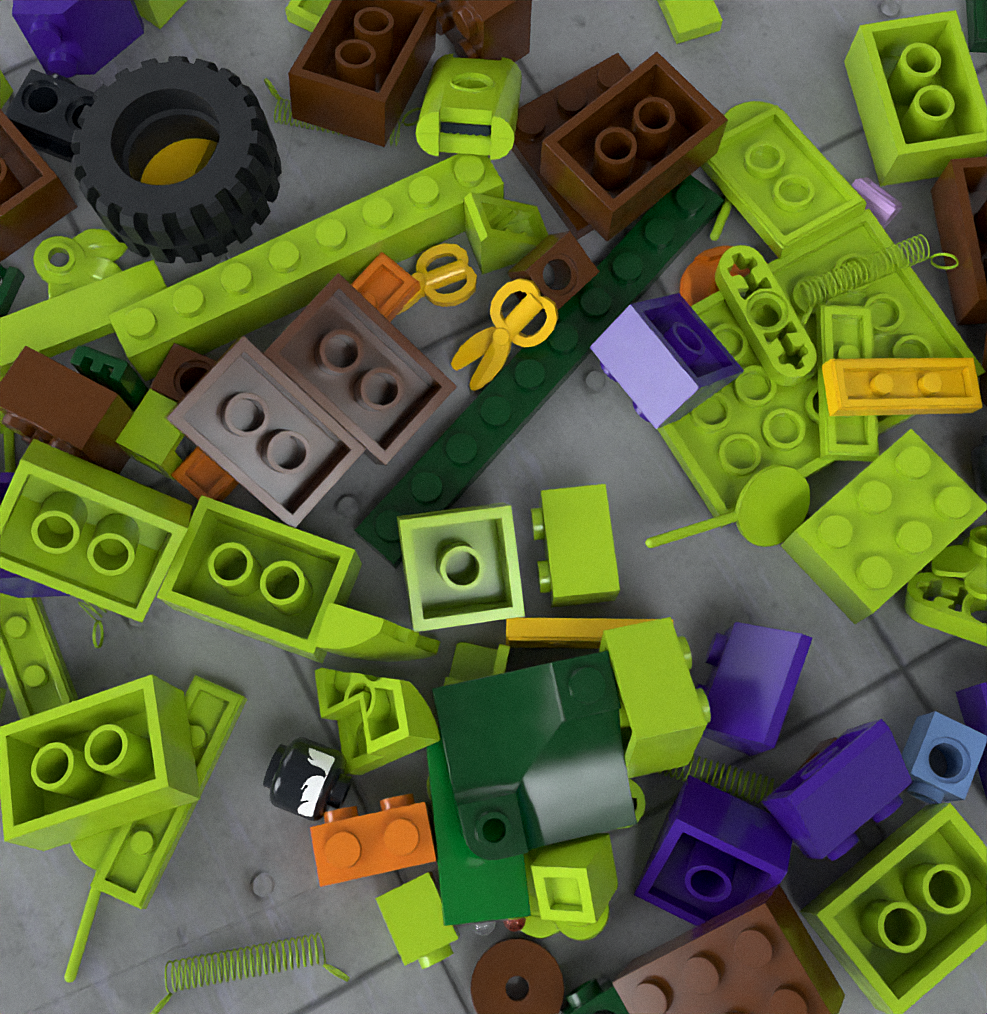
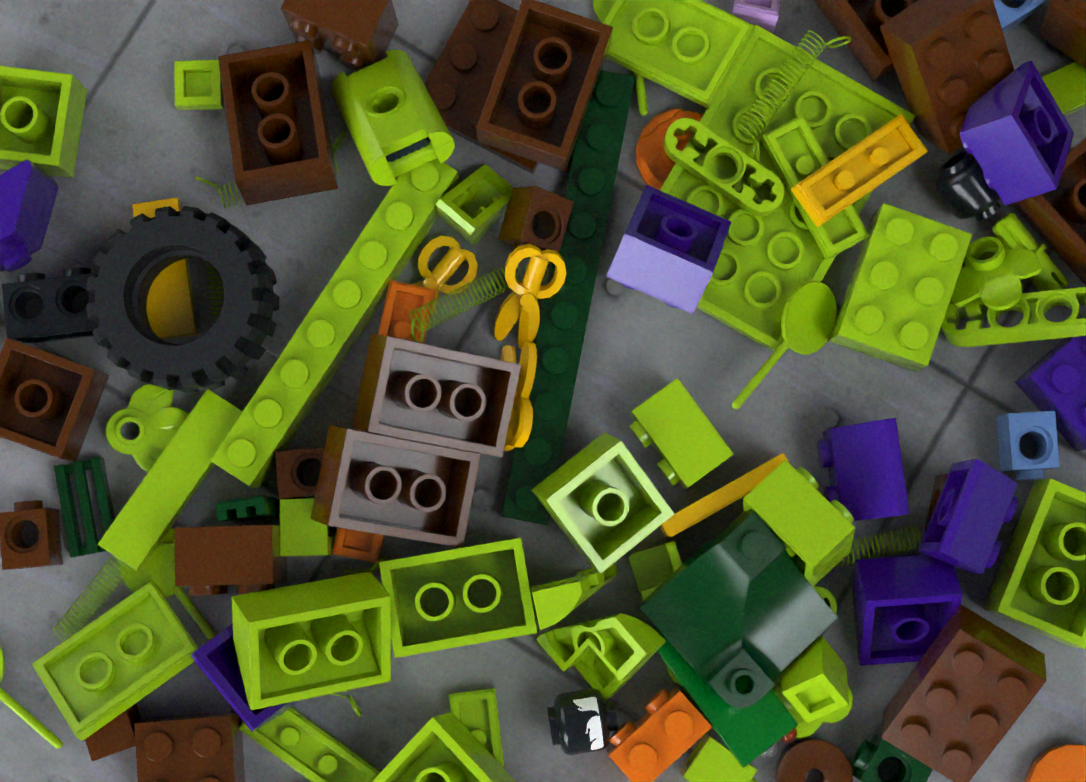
camera: 30 degrees left, 10 degrees up
(384, 294) = (423, 329): none -> lime piece
(433, 431) = (522, 410): none -> yellow piece

